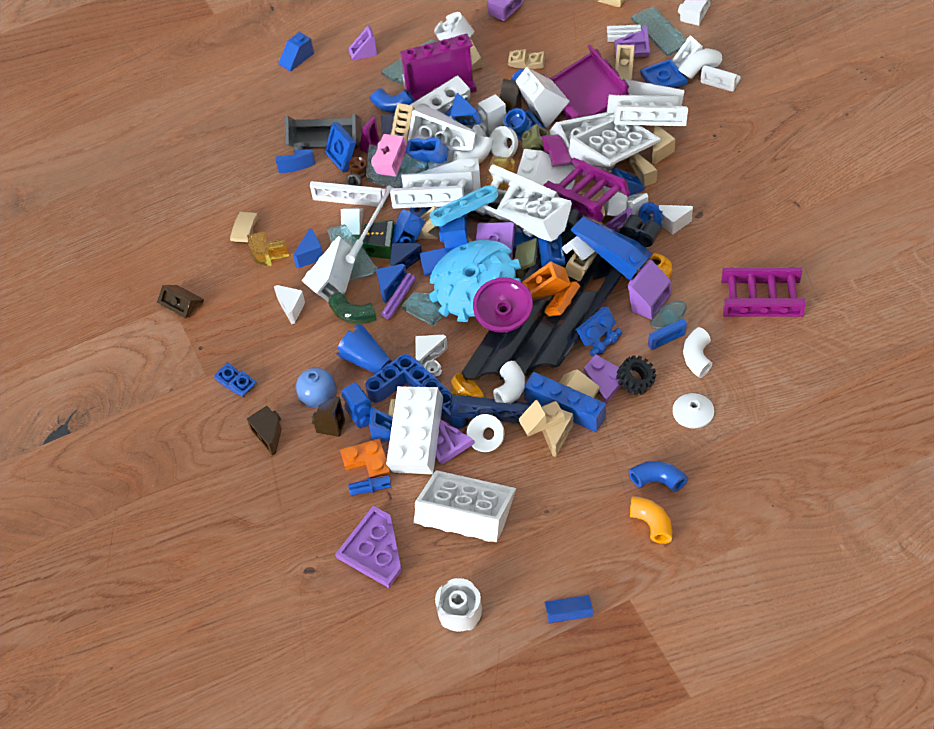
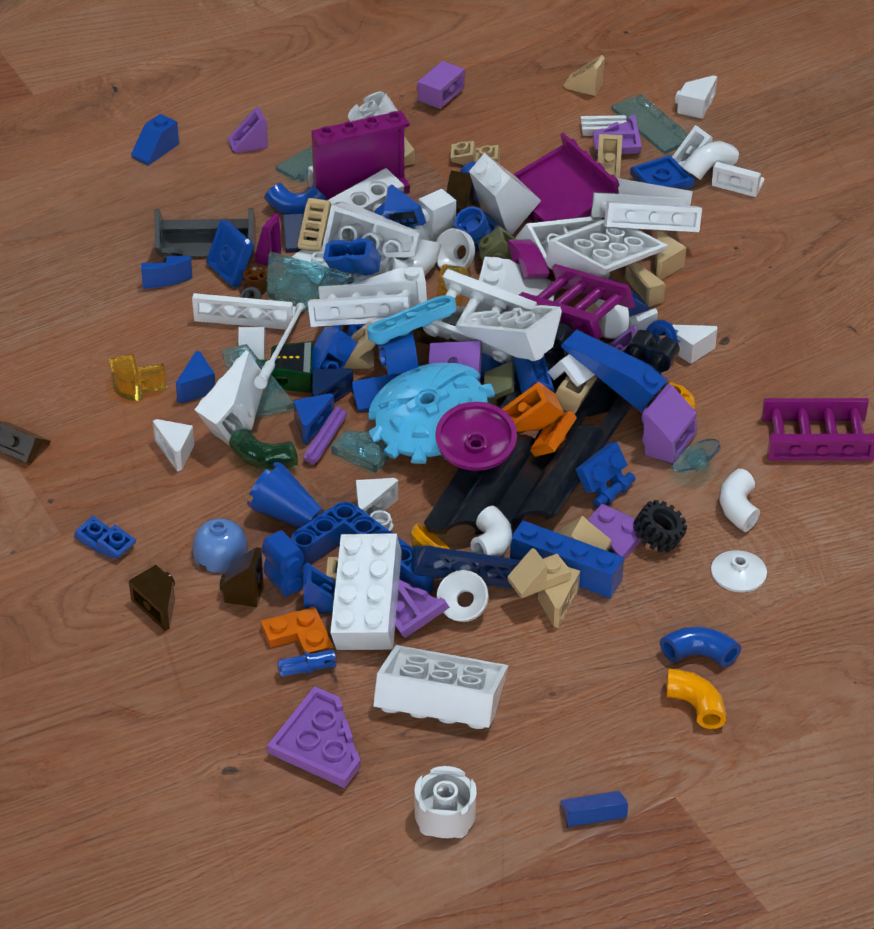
camera: 10 degrees left, 10 degrees down
(243, 226) = (99, 351): tan slope -> none
(389, 155) = (301, 261): bright pink brick -> none
(667, 334) = (696, 478): blue tile -> none

